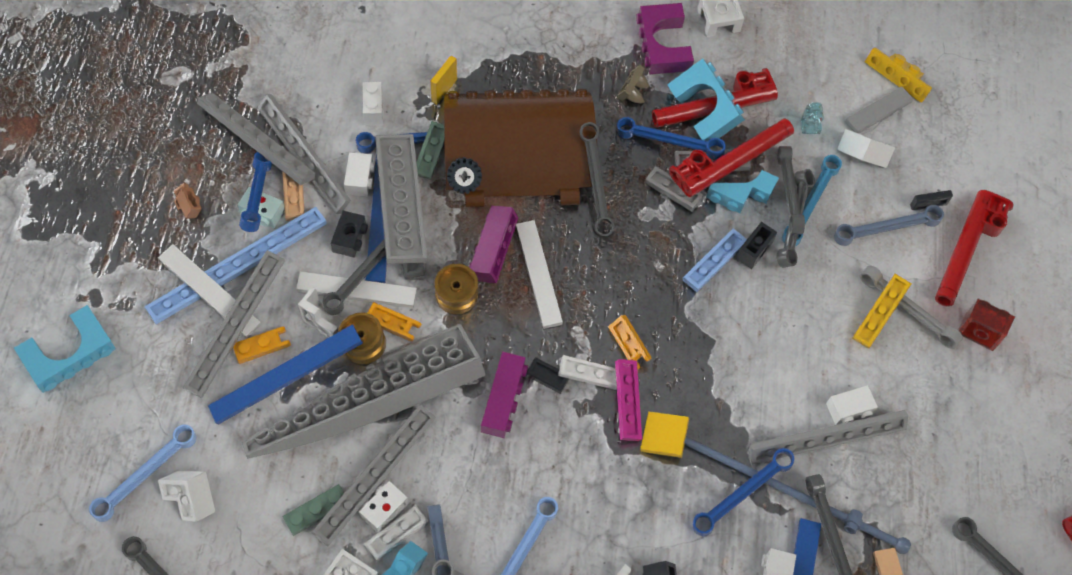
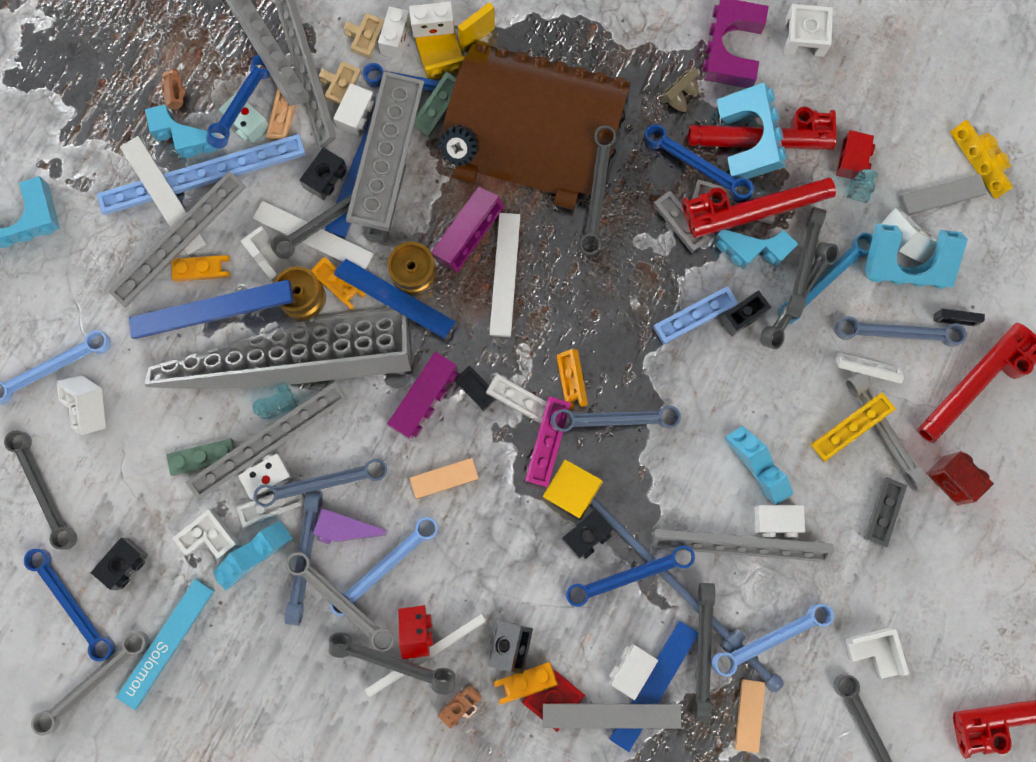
camera: 20 degrees right, 15 degrees up
(215, 238) = (187, 140): none -> medium azure arch
(337, 156) = (339, 82): none -> tan plate
(347, 113) = (365, 36): none -> tan plate
(371, 441) = (276, 404): none -> clear light blue leg
(405, 82) = (431, 19): none -> white brick
(415, 106) = (440, 54): none -> yellow panel
(437, 495) = (320, 482): none -> sand blue piece
(449, 318) = (394, 298): none -> blue tile
(469, 531) = (342, 528): none -> medium lavender slope
(546, 461) = (444, 478): none -> light nougat tile
(680, 362) = (616, 418): none -> sand blue piece
(696, 457) = (592, 522): none -> black brick
(795, 97) = (855, 154): none -> red brick
(814, 360) = (758, 460): none -> medium azure arch
(869, 260) = (869, 367): none -> white tile
(886, 507) = (773, 639): none -> light blue piece
(900, 168) = (938, 270): none -> medium azure arch
(937, 373) = (885, 512): none -> dark grey plate
(982, 486) = (883, 648): none -> white panel

